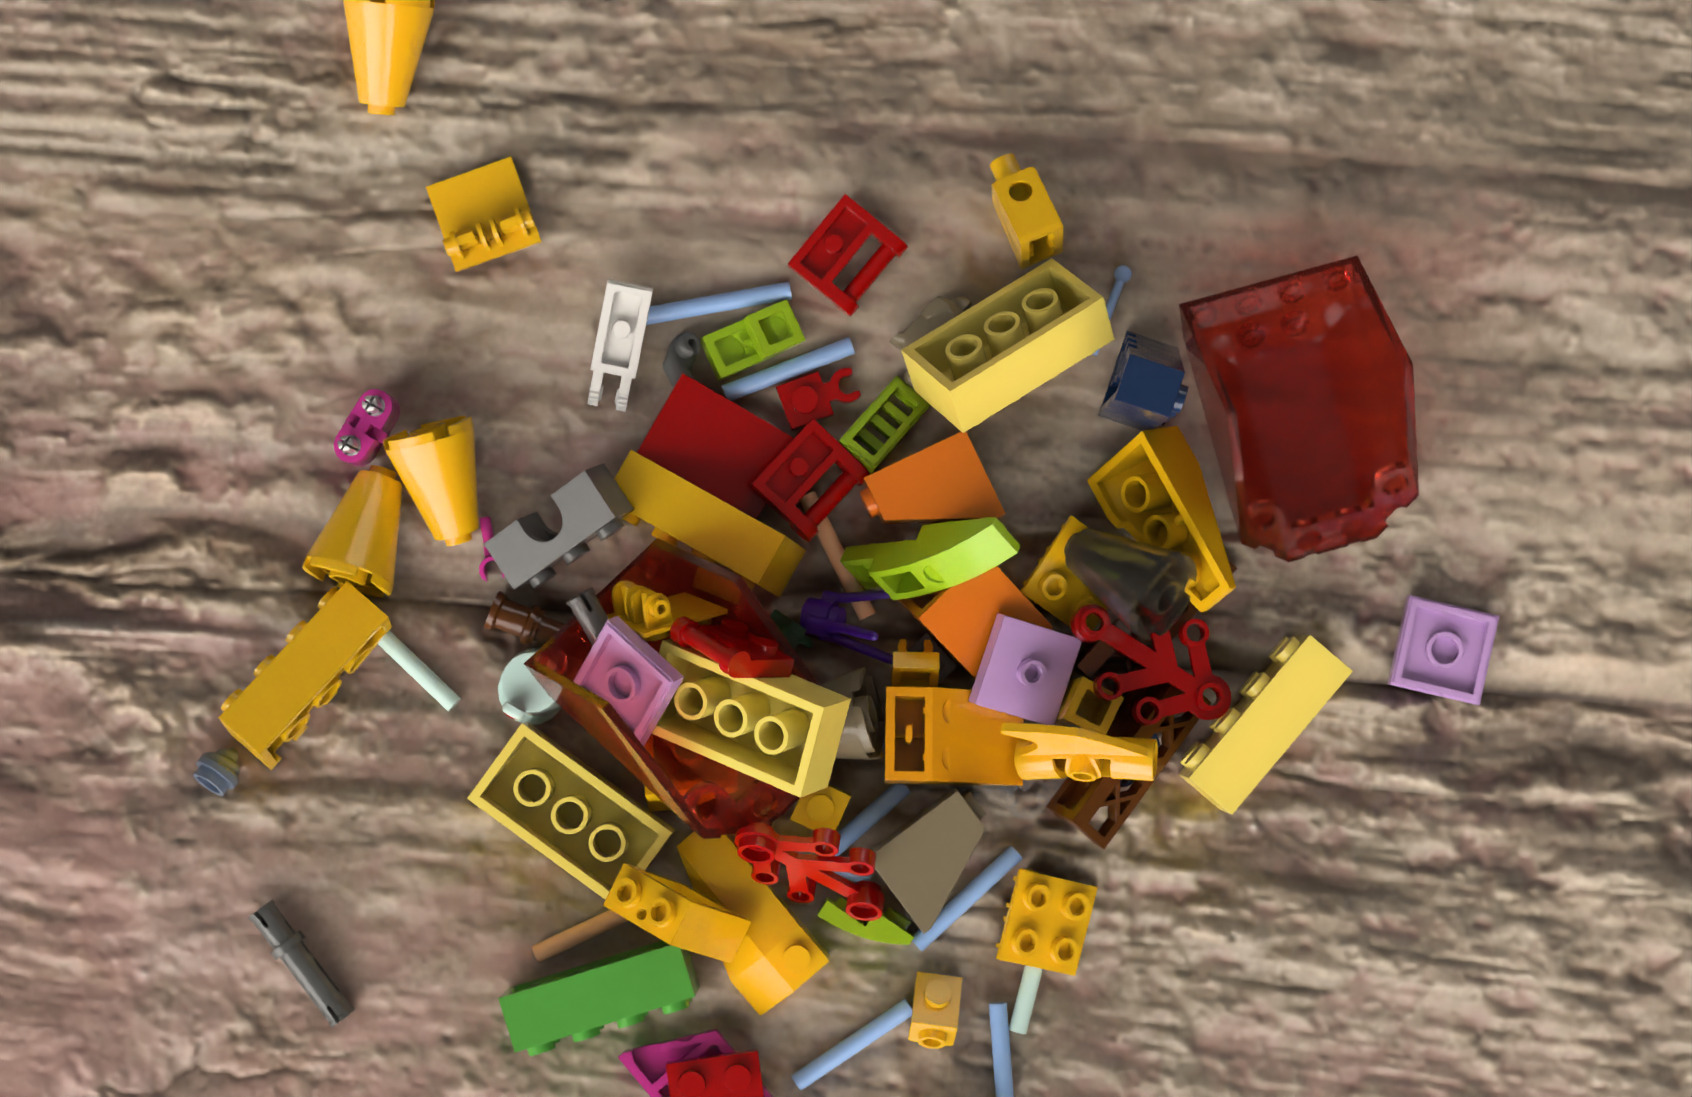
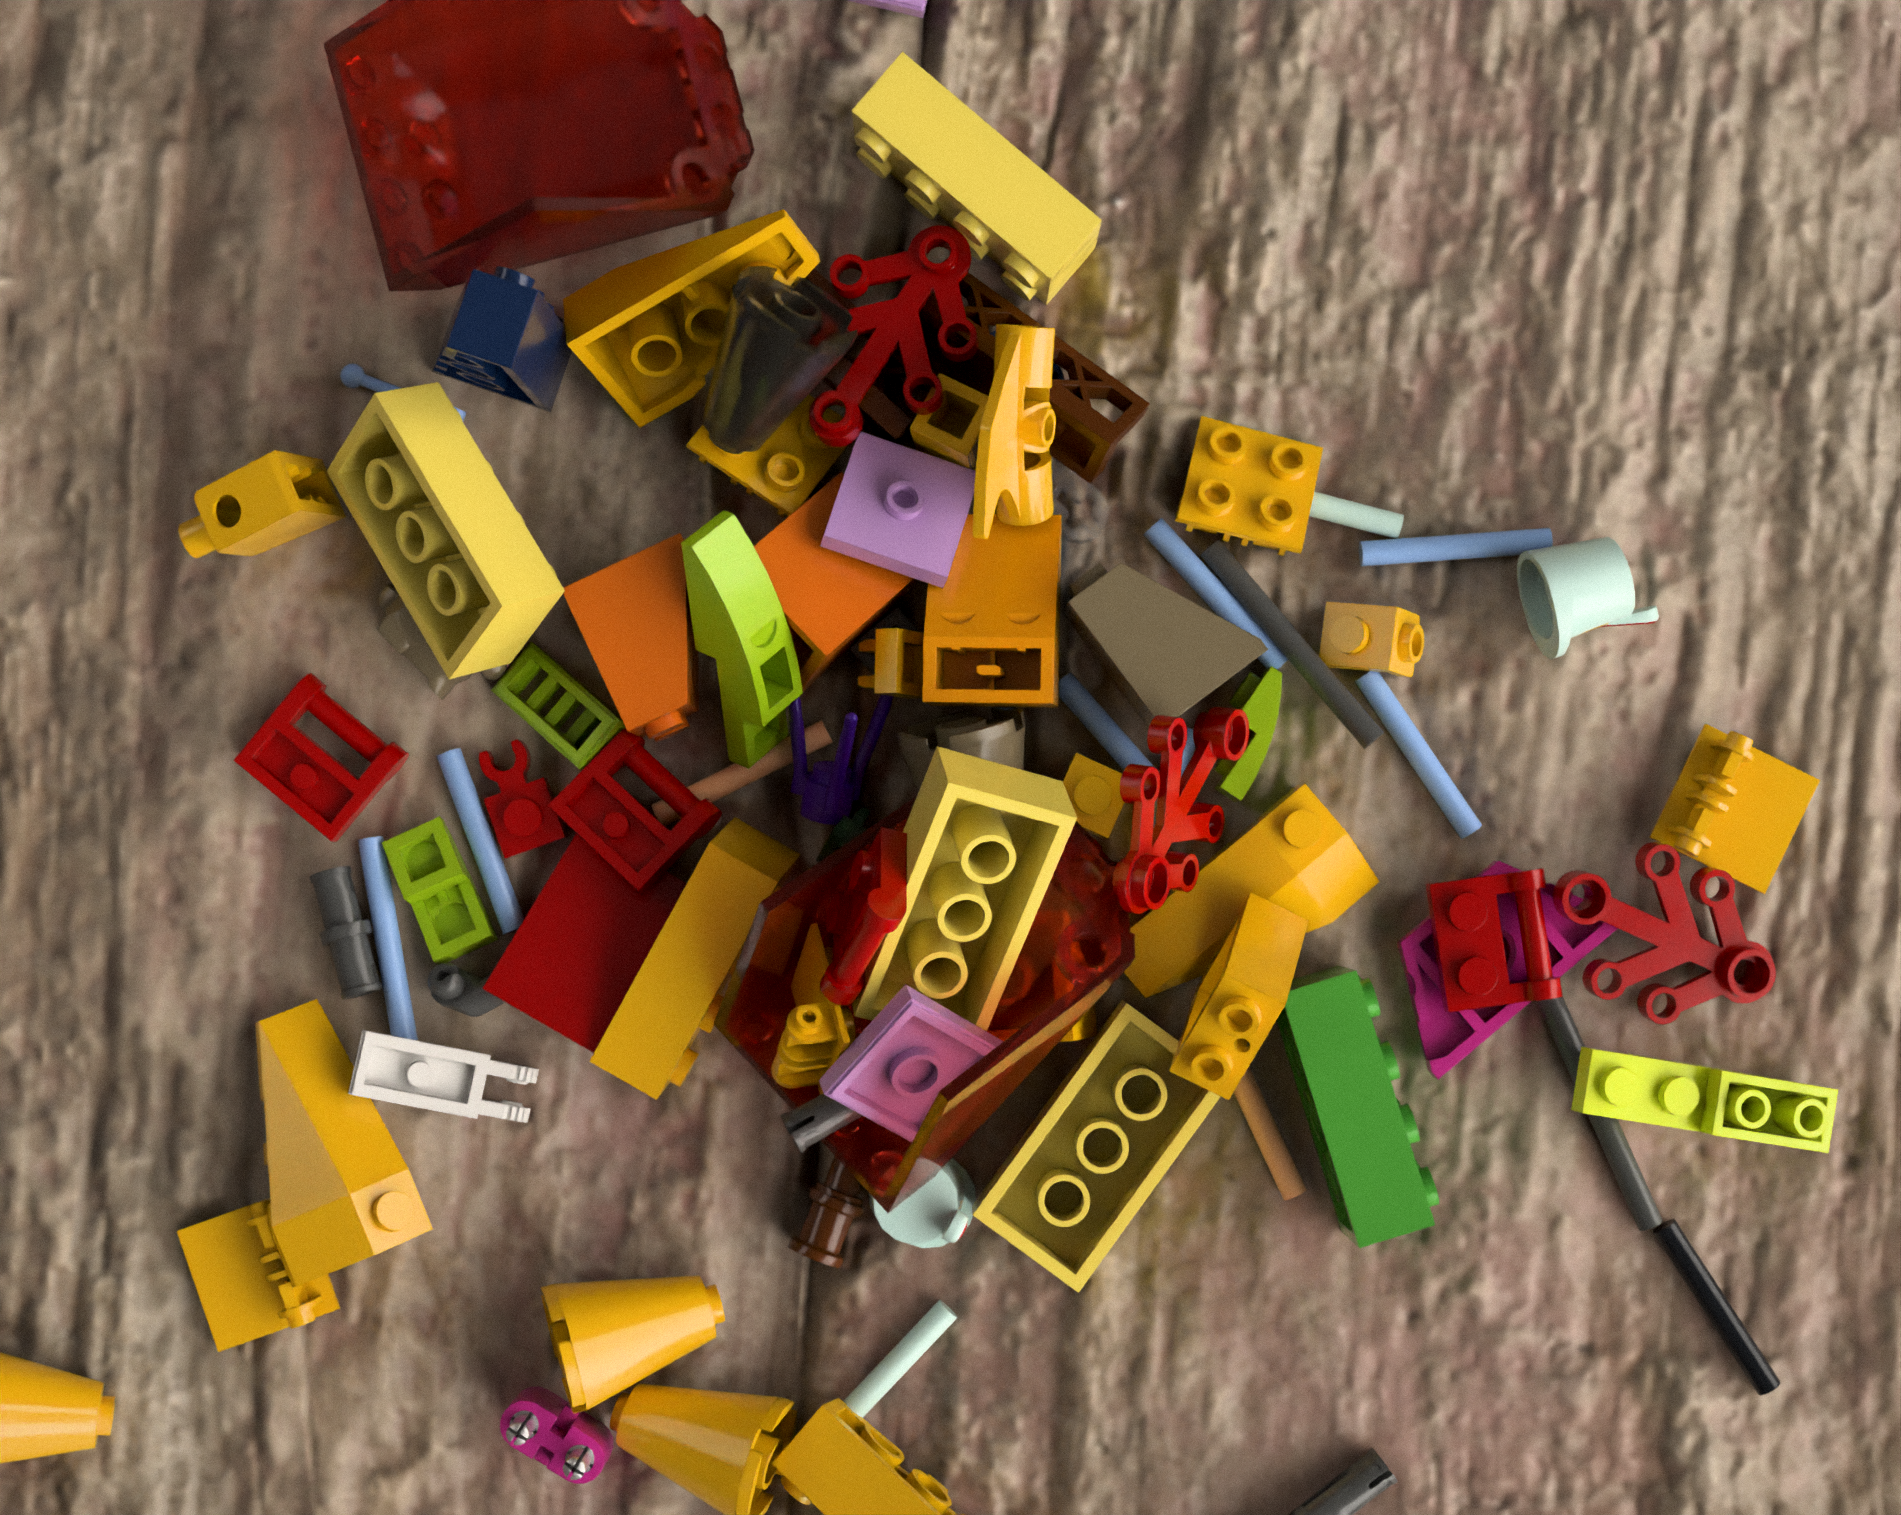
camera: 90 degrees left, 0 degrees up
(487, 533) = (731, 1259): dark pink hand -> none
(560, 267) = (329, 1157): none -> yellow wedge
(589, 508) = (671, 1119): arch -> none
(722, 274) = (346, 932): none -> dark grey pin
(931, 952) = (1292, 644): none -> dark grey bar

